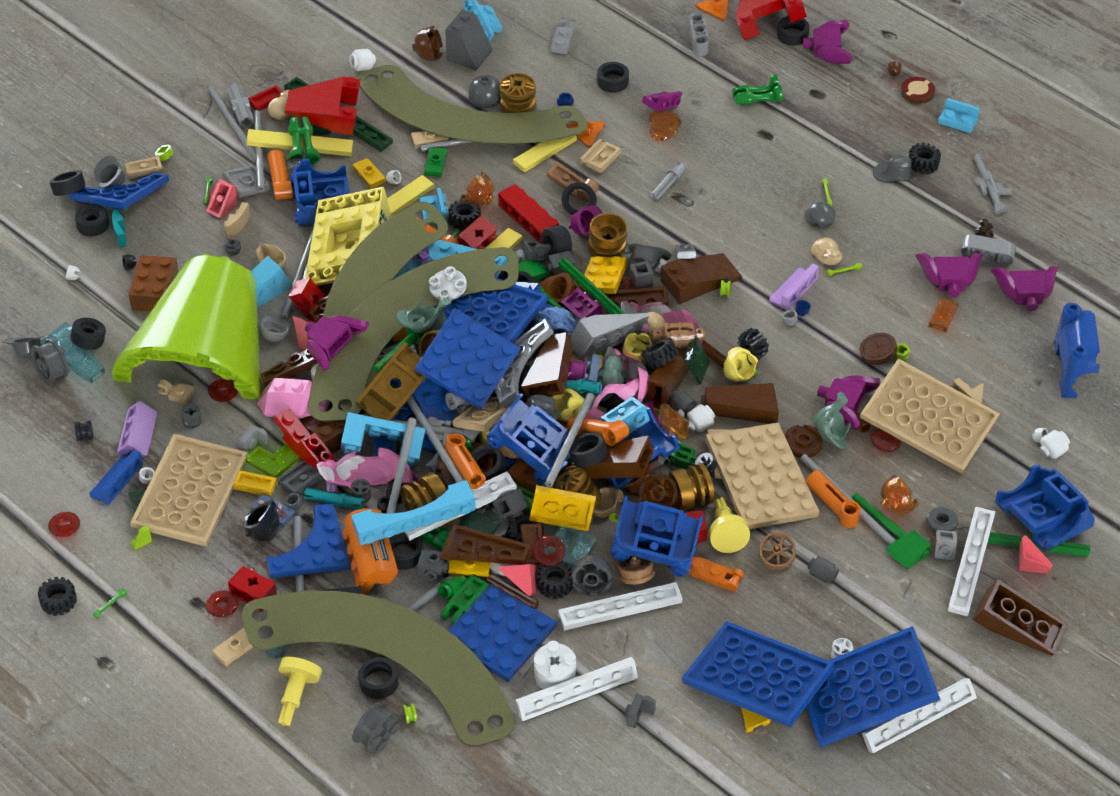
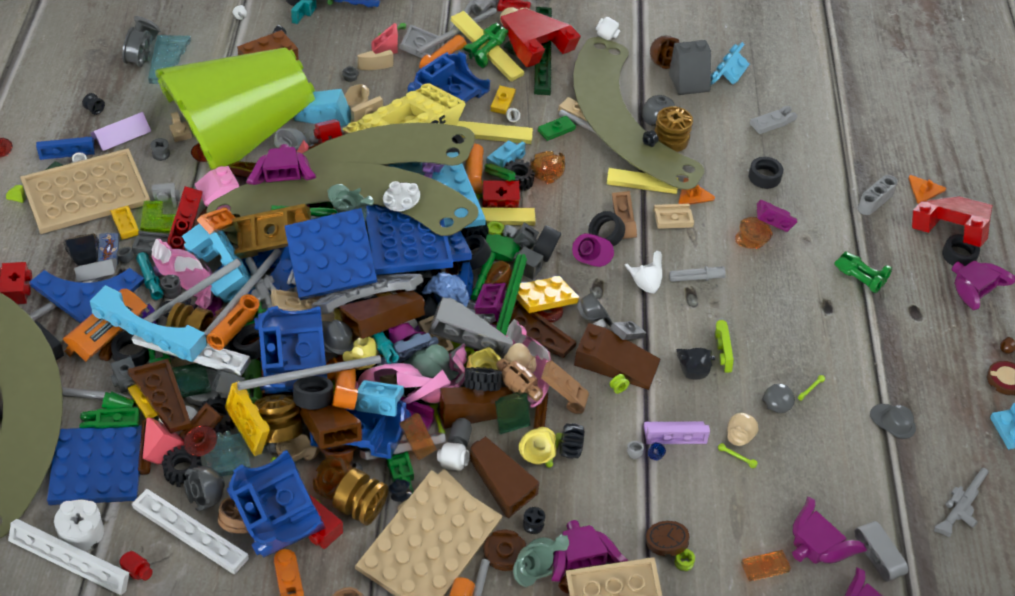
camera: 45 degrees right, 0 degrees up
(88, 333) = (186, 43): black tyre -> none
(292, 260) = (366, 108): none -> tan plate
(293, 527) = (96, 270): none -> light grey slope
(354, 408) = (216, 220): none -> orange tile
(460, 220) = (499, 172): none -> green axle
(515, 114) = (650, 138): none -> black plate
(525, 211) = (562, 206): red brick -> none
(565, 99) = (707, 160): clear blue plate -> none
(607, 235) = (585, 270): pearl gold wheel -> none
(621, 652) = (136, 566): none -> red arm
(641, 275) = (568, 318): dark grey brick -> none
(643, 205) = (648, 276): none -> white helmet
(708, 314) = (566, 386): none -> medium nougat plate
(729, 531) = (334, 556): light yellow piece -> none
(749, 210) = (724, 344): none -> lime hinge
(749, 235) = (695, 362): none -> black helmet
(796, 409) = (530, 516): none -> black wheel
(922, 151) = (934, 423): black tyre -> none
(985, 229) = (902, 533): dark brown plant -> none

